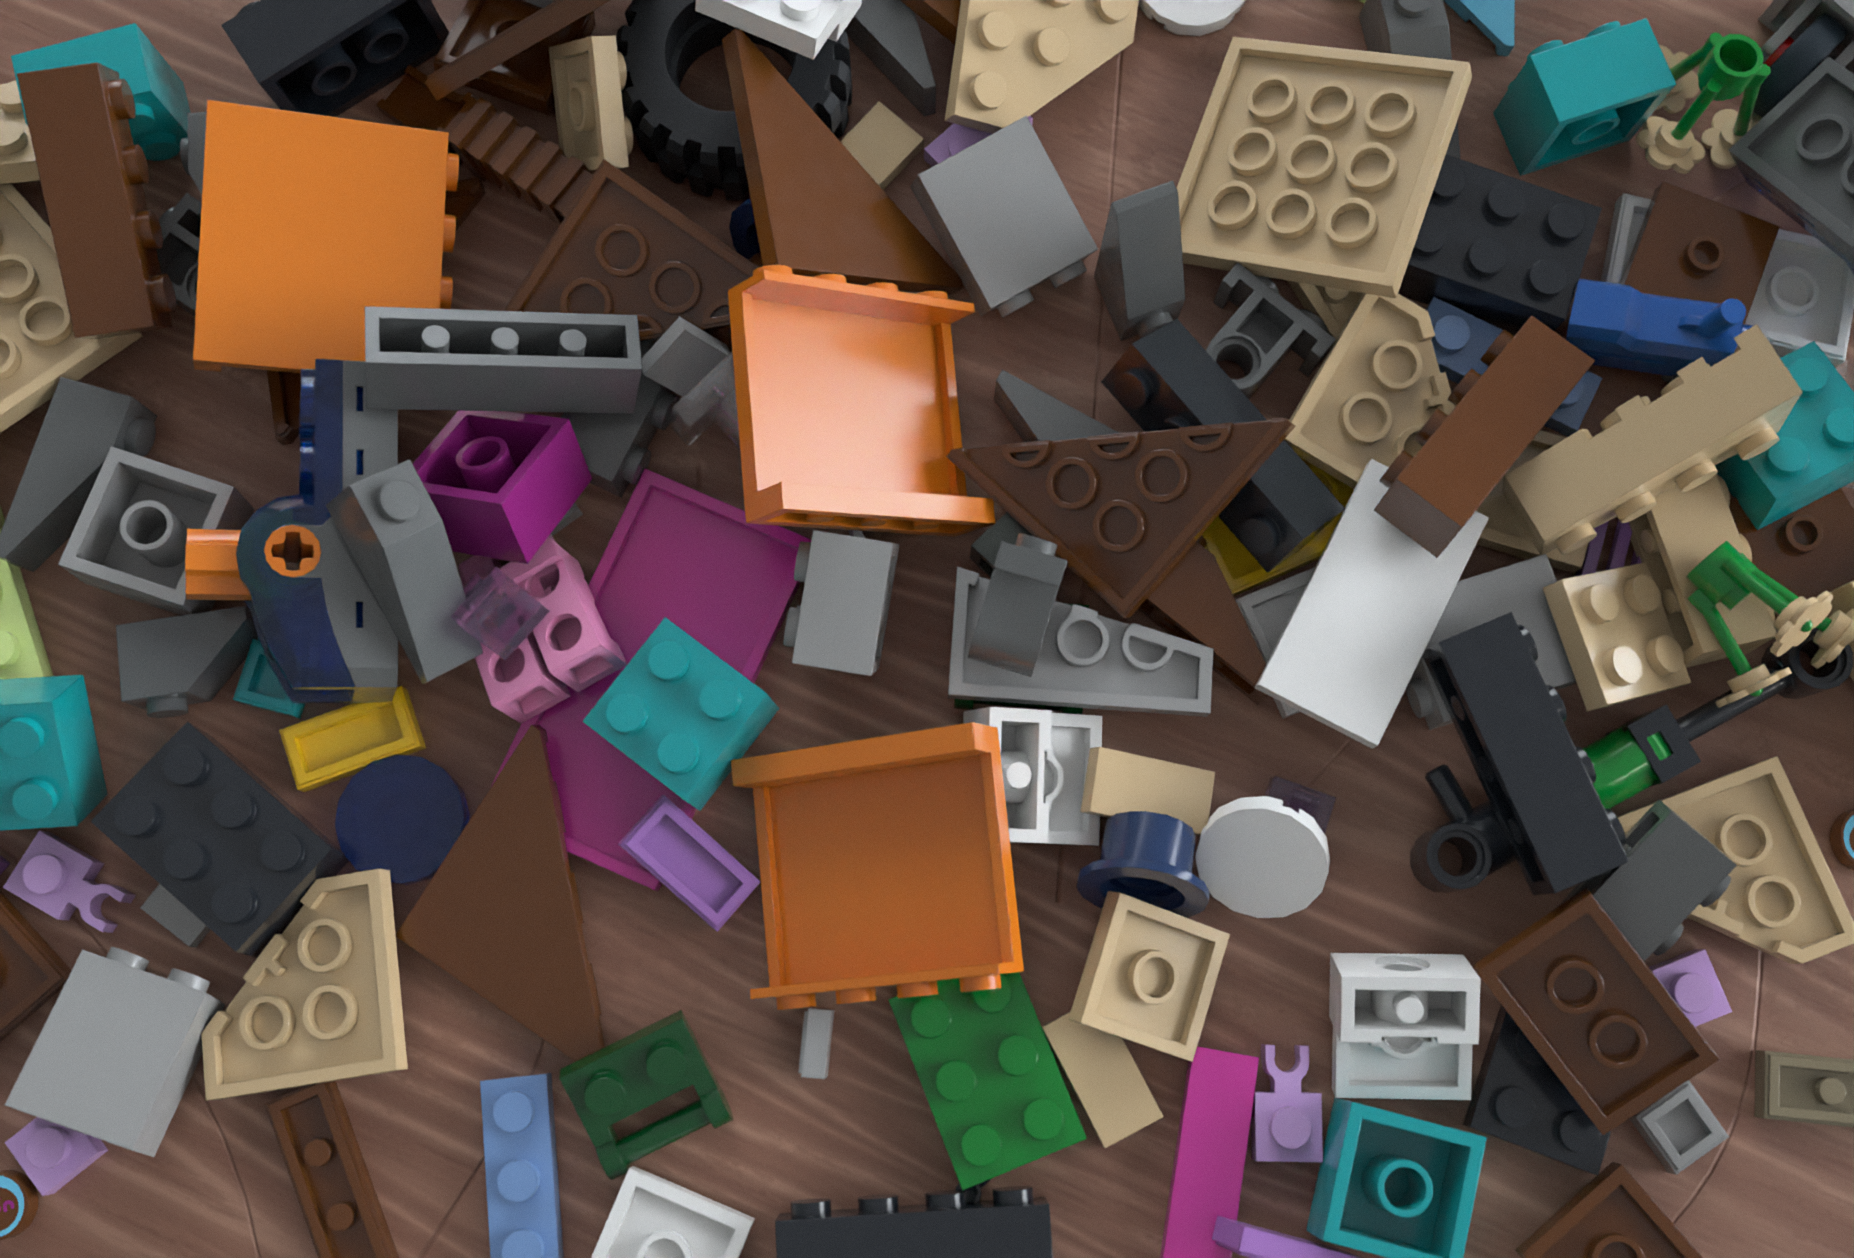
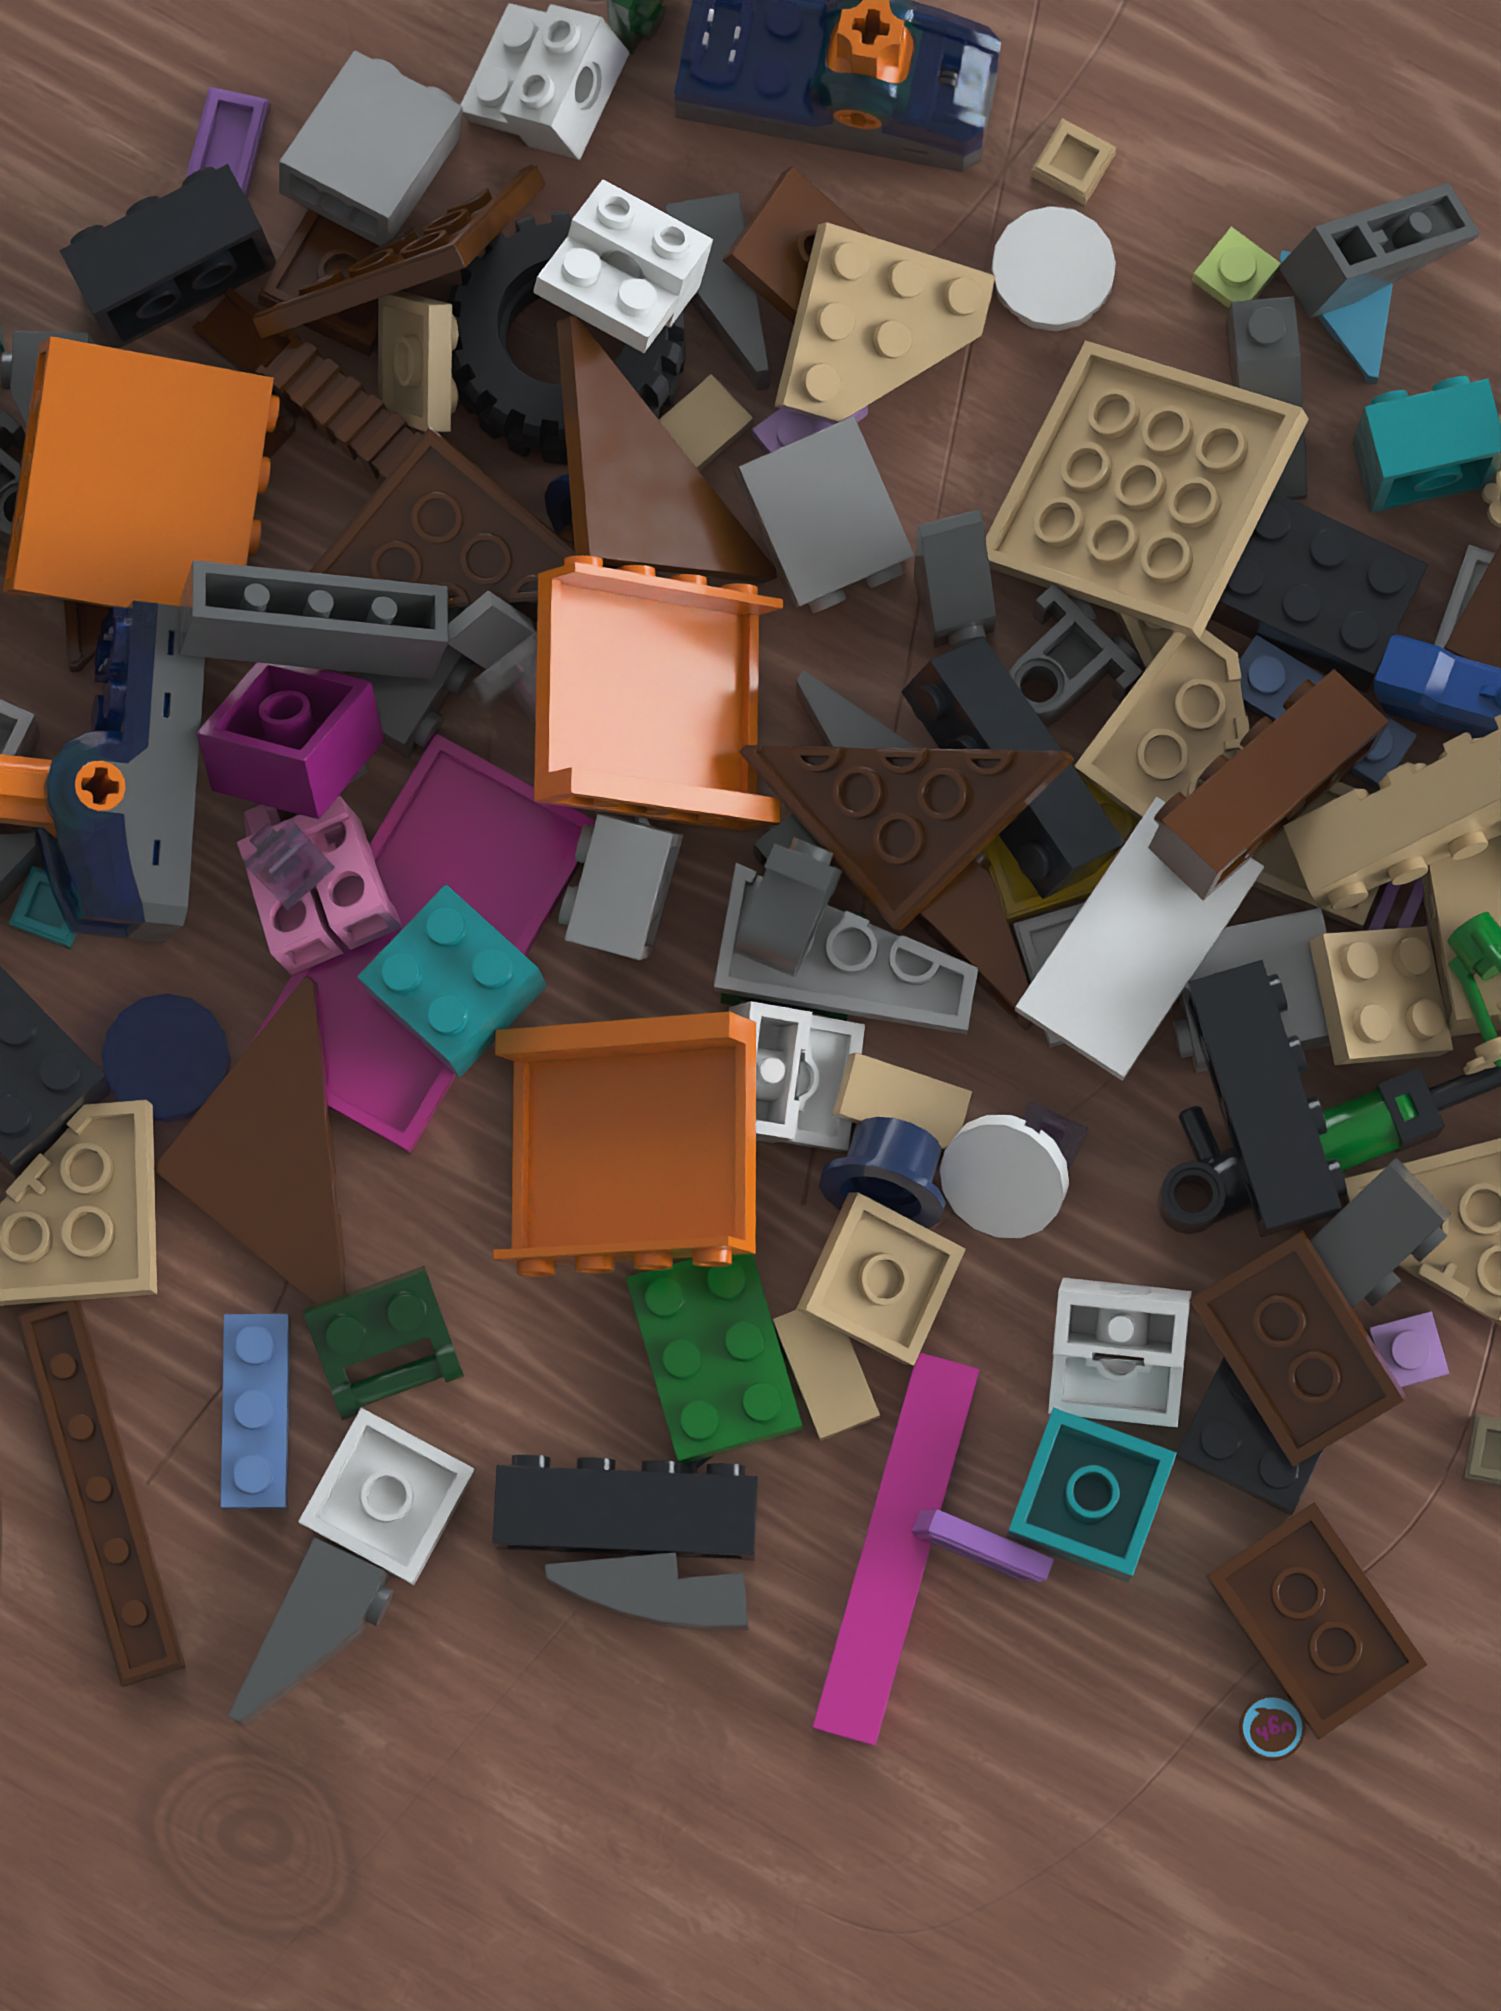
camera: 10 degrees right, 0 degrees up
(350, 739) = (120, 975): yellow tile -> none
(407, 565) = (208, 812): dark grey slope -> none
(689, 862) = (444, 1126): medium lavender tile -> none
(816, 1043) = (552, 1309): light grey tile -> none
(1285, 1120) = (1000, 1431): lavender plate -> none
(1679, 1128) = (1382, 1477): light grey tile -> none

